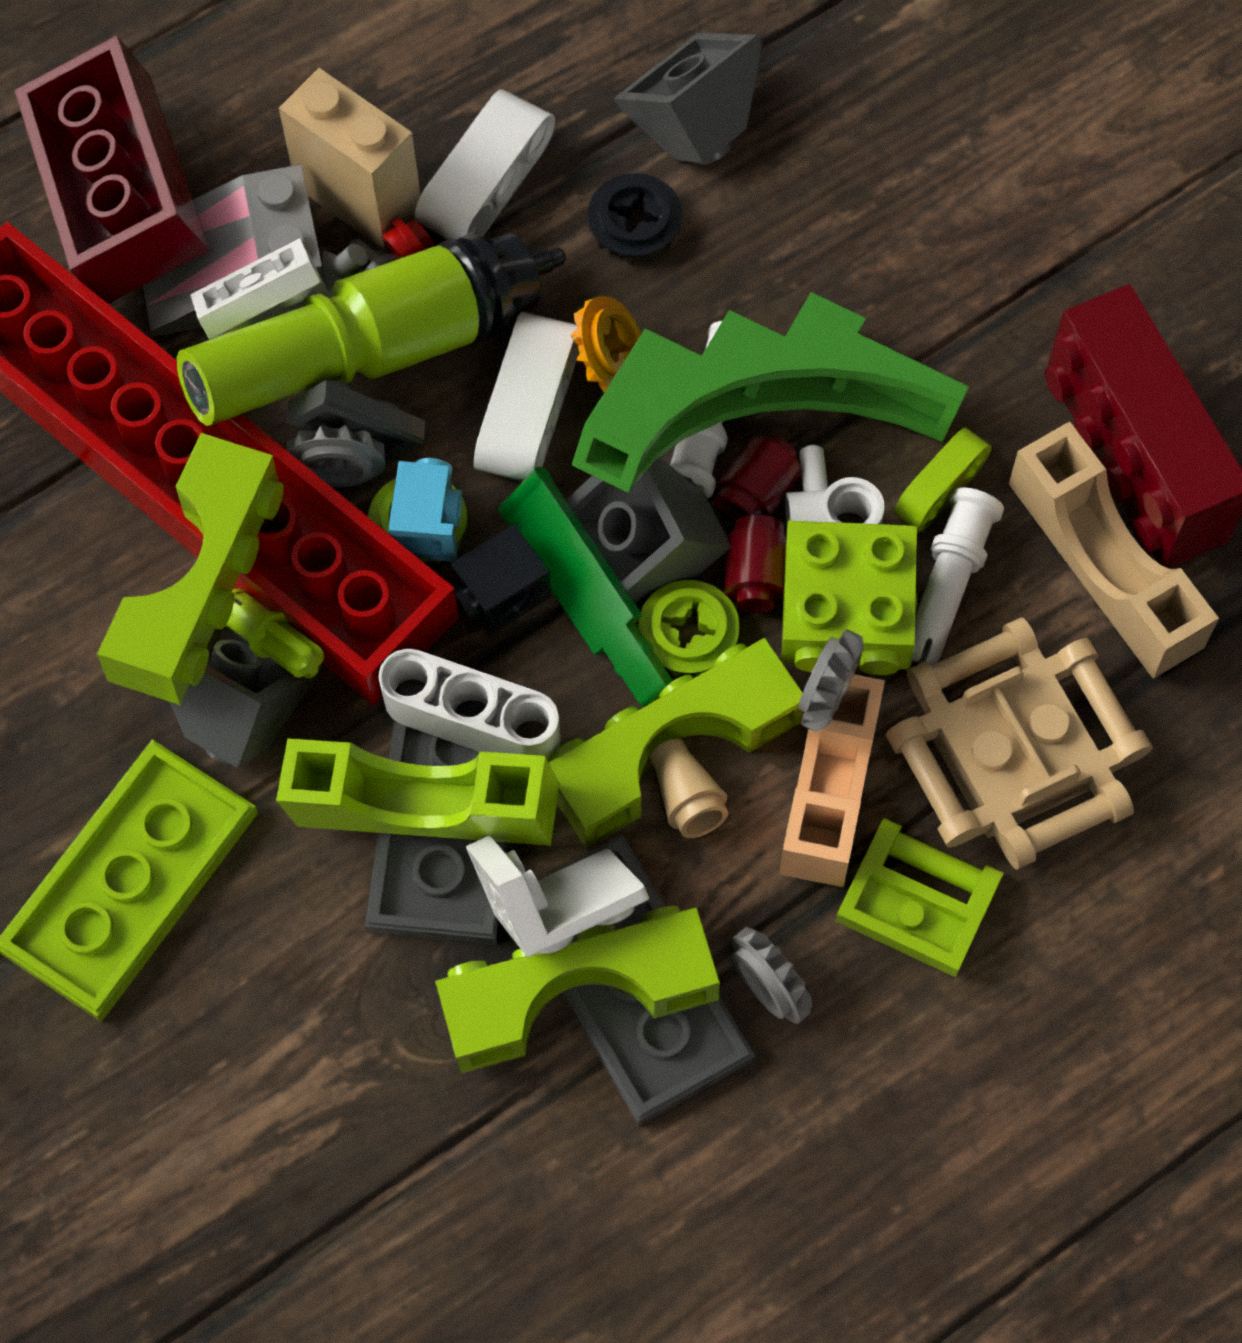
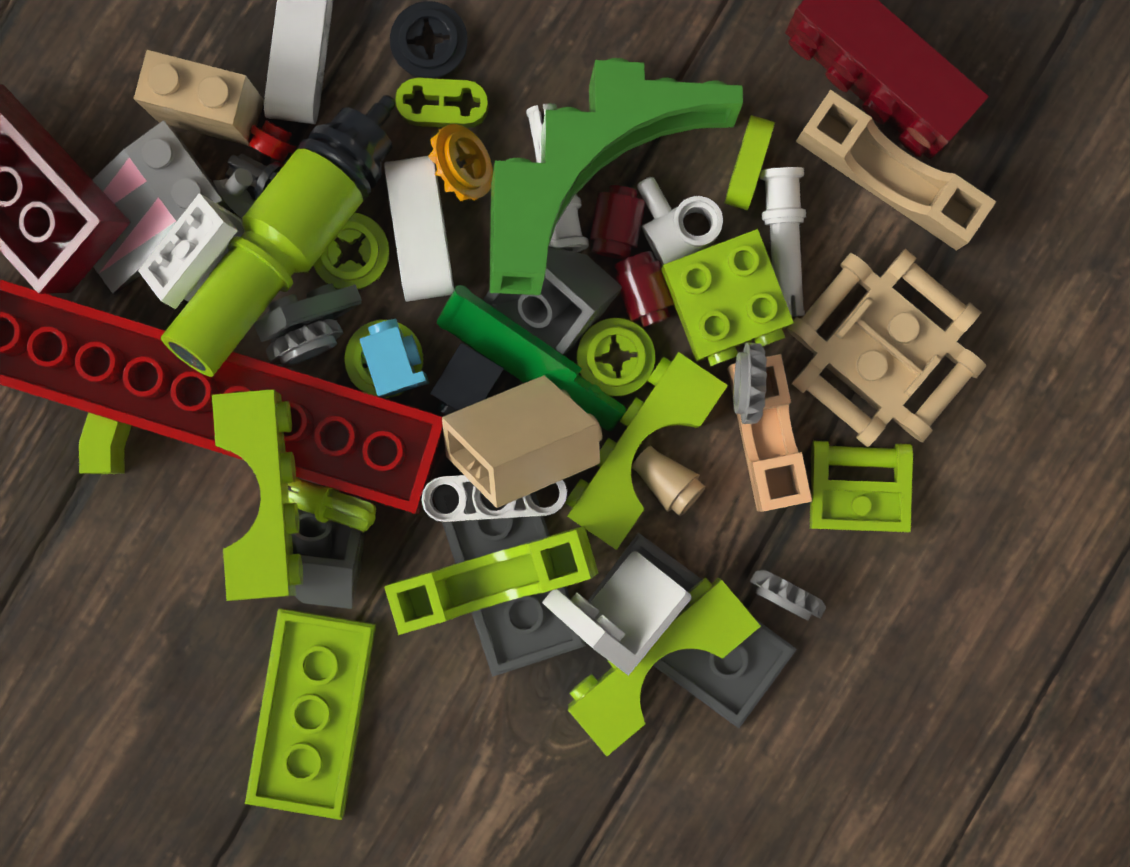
camera: 25 degrees left, 20 degrees up
(51, 474) = (102, 446): none -> lime piece
(450, 371) = (373, 250): none -> lime gear
(531, 648) = (521, 440): none -> tan brick
(621, 280) = (442, 91): none -> lime beam

